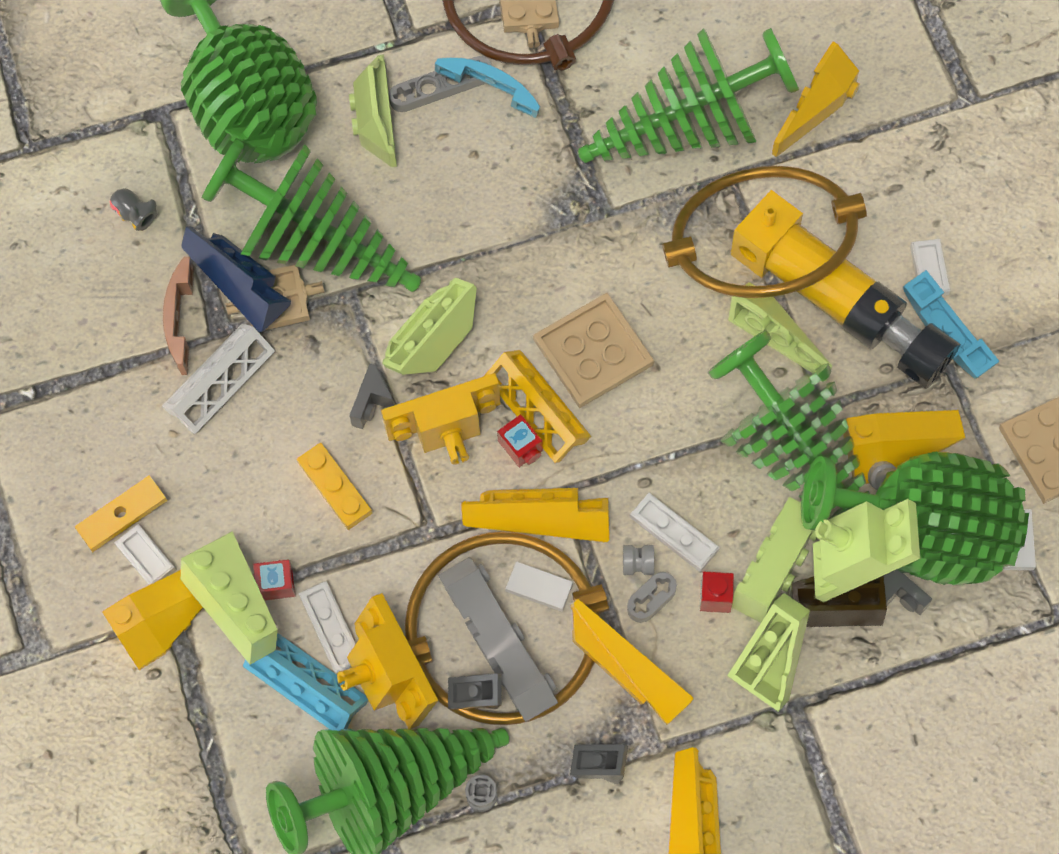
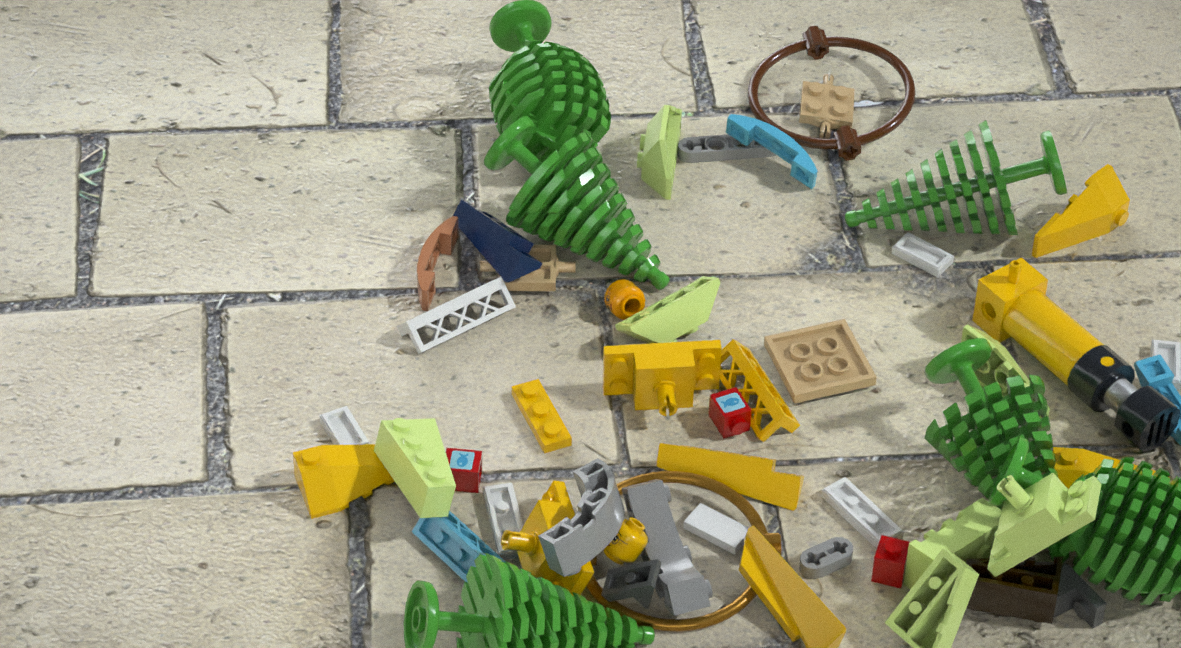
camera: 10 degrees right, 25 degrees down
(106, 525) = (333, 394): yellow tile -> none
(131, 209) = (415, 180): dark grey animal -> none
(372, 392) = (591, 353): dark grey slope -> none
(383, 320) = (624, 299): none -> light orange head
(429, 638) = (594, 526): none -> light grey brick
(456, 641) = (627, 543): none -> yellow head
(638, 559) = (820, 523): light grey wheel -> none
(665, 182) = (922, 254): none -> white tile
(845, 209) = (1091, 291): pearl gold piece -> none

